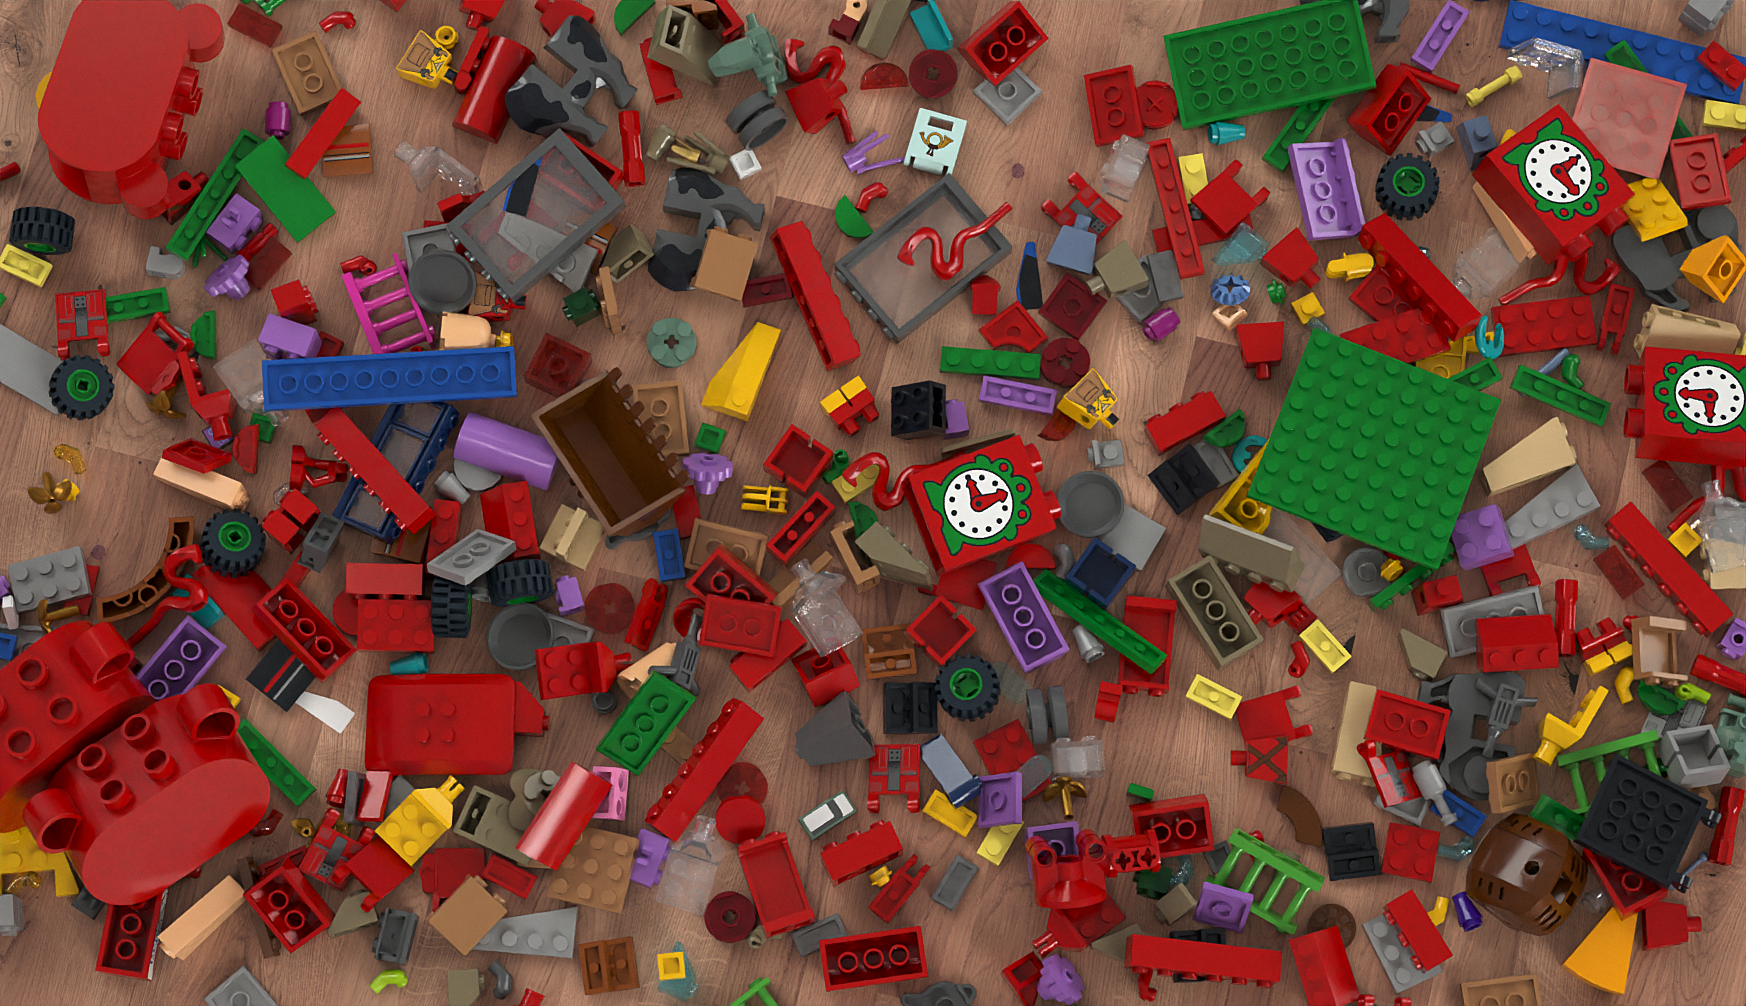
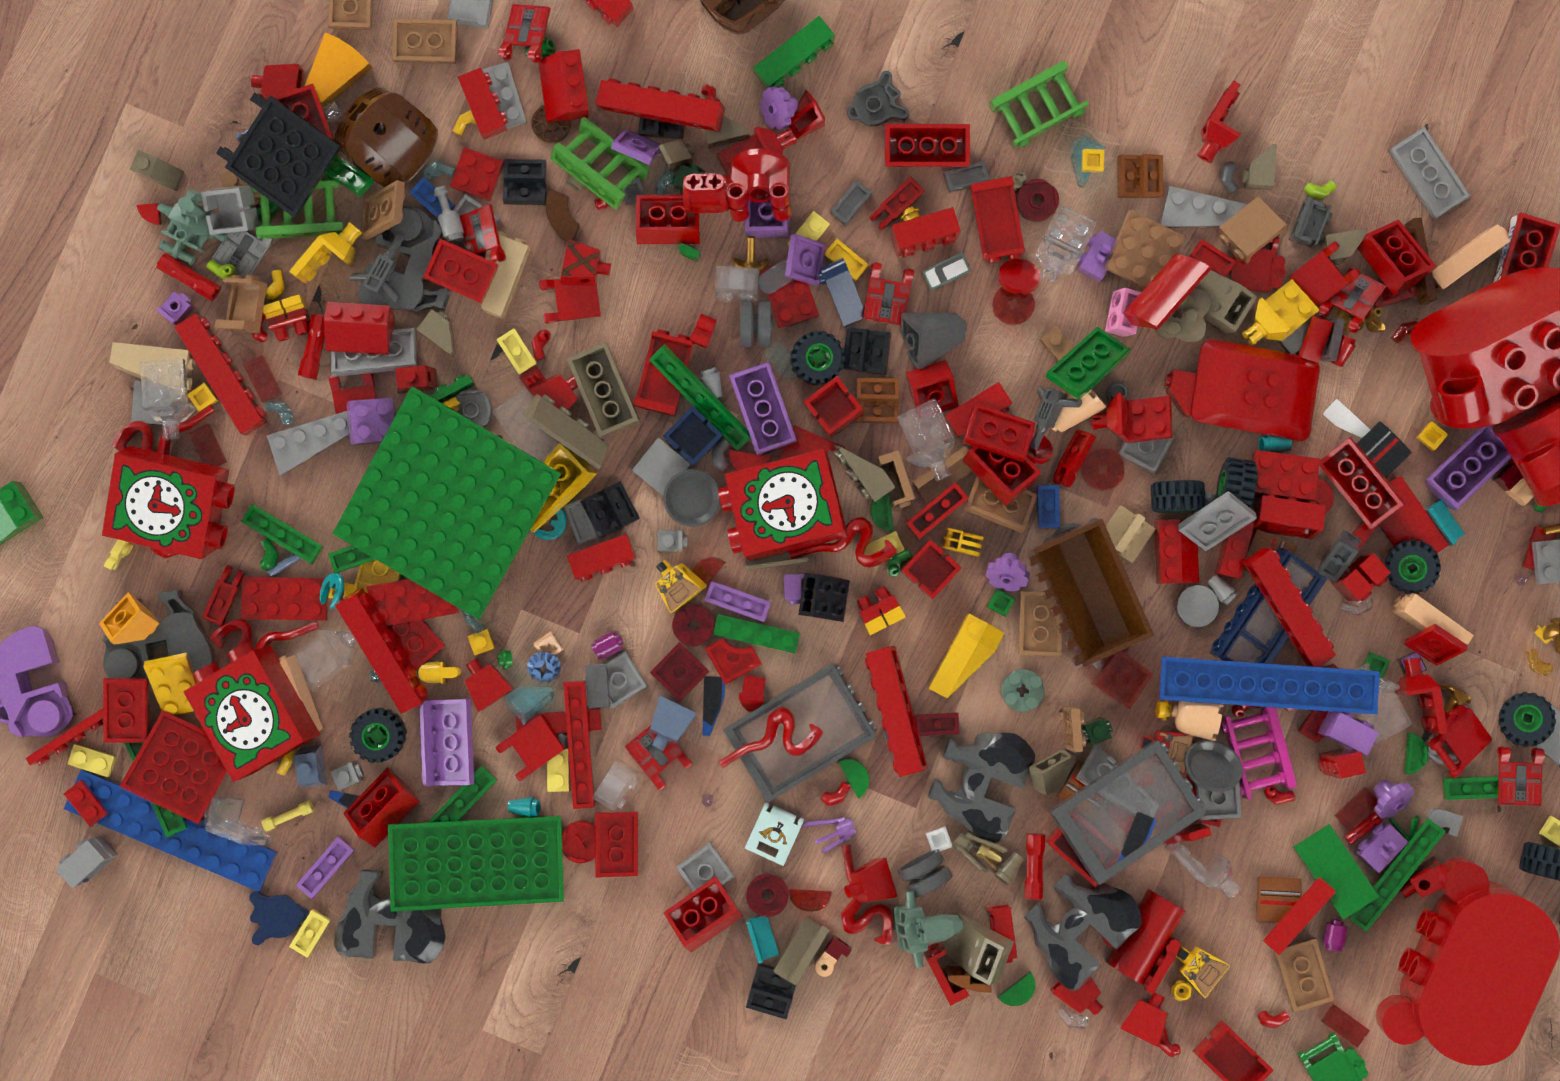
camera: 175 degrees left, 10 degrees up
(154, 584) = (1492, 533): dark orange brick -> none
(198, 593) = (1449, 528): red animal -> none
(246, 448) = (1391, 649): red plate -> none
(275, 765) = (1396, 380): green plate -> none
(298, 472) = (1351, 620): red piece -> none
(506, 450) = (1176, 615): medium lavender brick -> none
(516, 634) = (1183, 455): dark grey piece -> none
(568, 595) = (1136, 484): medium lavender brick -> none
(686, 511) = (1028, 541): red tile -> none
(703, 769) = (1044, 321): red brick -> none
(724, 264) = (970, 748): medium nougat panel -> none
(1118, 273) = (637, 693): dark tan torso -> none
(1213, 697) = (615, 322): light yellow plate -> none
(1228, 431) = (566, 544): green tile -> none
(1260, 346) = (526, 613): red torso -> none
(1431, 79) = (341, 831): red piece -> none
(1466, 912) = (440, 117): dark purple cone -> none
(1531, 459) = (316, 484): tan slope -> none
(1658, 699) = (249, 266): green tile -> none
(1685, 331) = (166, 570): tan slope -> none
(1723, 841) = (210, 170): red axle -> none

